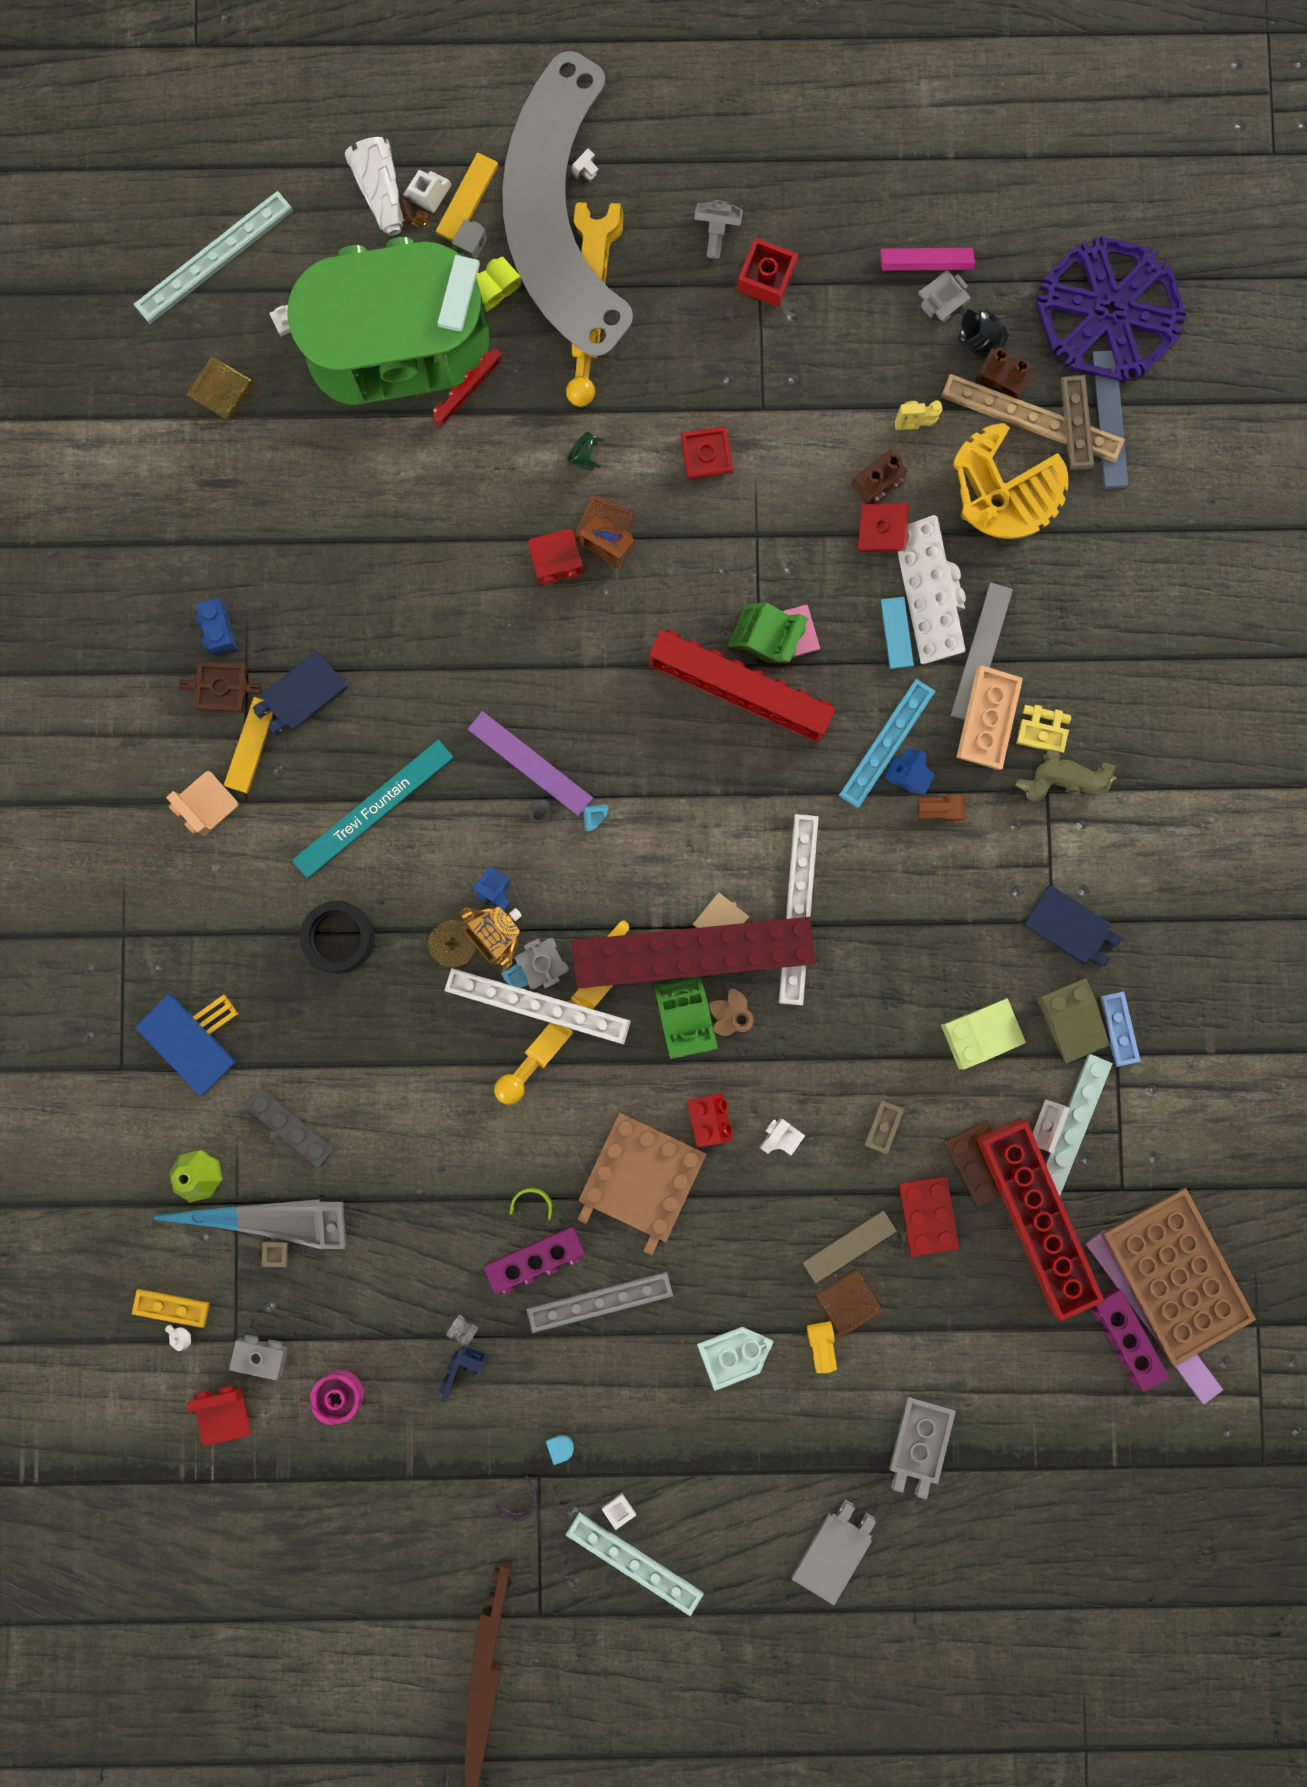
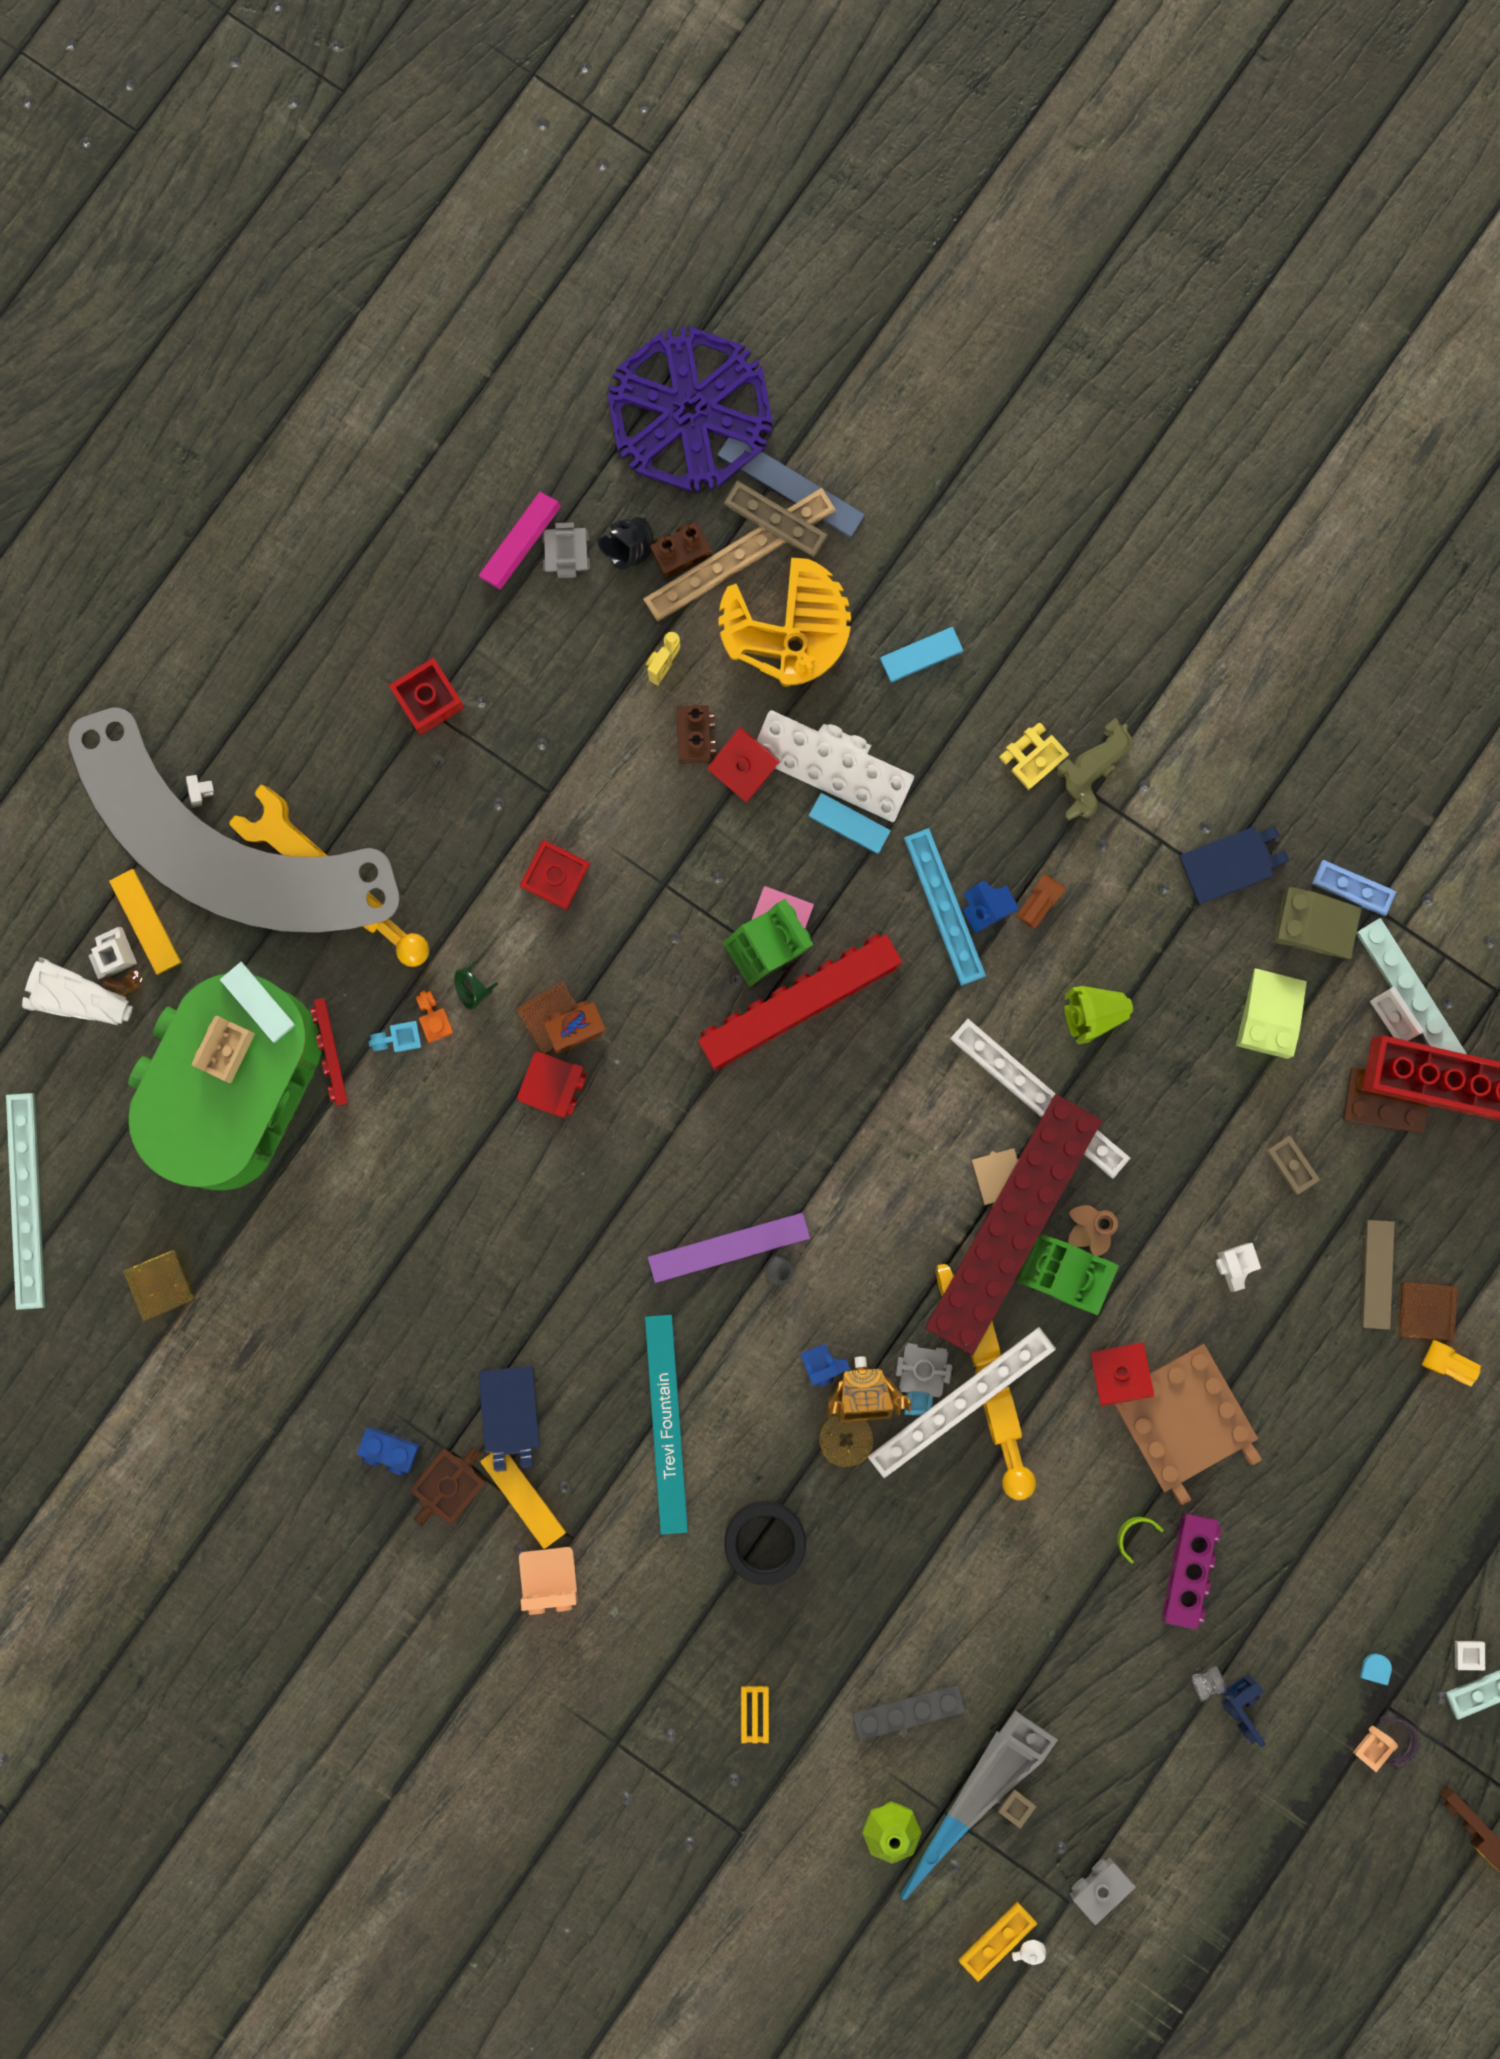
camera: 55 degrees left, 0 degrees up
(185, 1044) = (763, 1756): blue tile -> none
(220, 1414) = (1129, 1962): red bracket -> none
(280, 320) = (136, 1176): white tile -> none
(324, 1391) = (1204, 1844): dark pink brick -> none
(406, 290) = (223, 1049): none -> tan bracket
(469, 239) = (190, 949): light grey brick -> none
(497, 282) = (249, 948): neon yellow brick -> none
(501, 1488) = (1375, 1748): none -> light nougat tile
(515, 429) = (403, 1035): none -> medium azure plate
(541, 446) = (434, 1024): none -> orange plate
(594, 816) = (820, 1223): medium azure tile -> none
(599, 1302) = (1269, 1538): light grey tile -> none
(641, 1109) = (1122, 1374): none -> red plate
(710, 1120) = (1175, 1318): red bracket -> none
(718, 215) = (340, 702): light grey piece -> none
(734, 1356) = (1403, 1450): light aqua tile -> none
(890, 903) = (1095, 1012): none -> lime cone
(928, 1216) = (1400, 1182): red plate -> none
(983, 643) = (922, 760): light grey tile -> none
(989, 717) = (989, 797): light nougat plate -> none
(1057, 597) = (921, 654): none -> medium azure tile

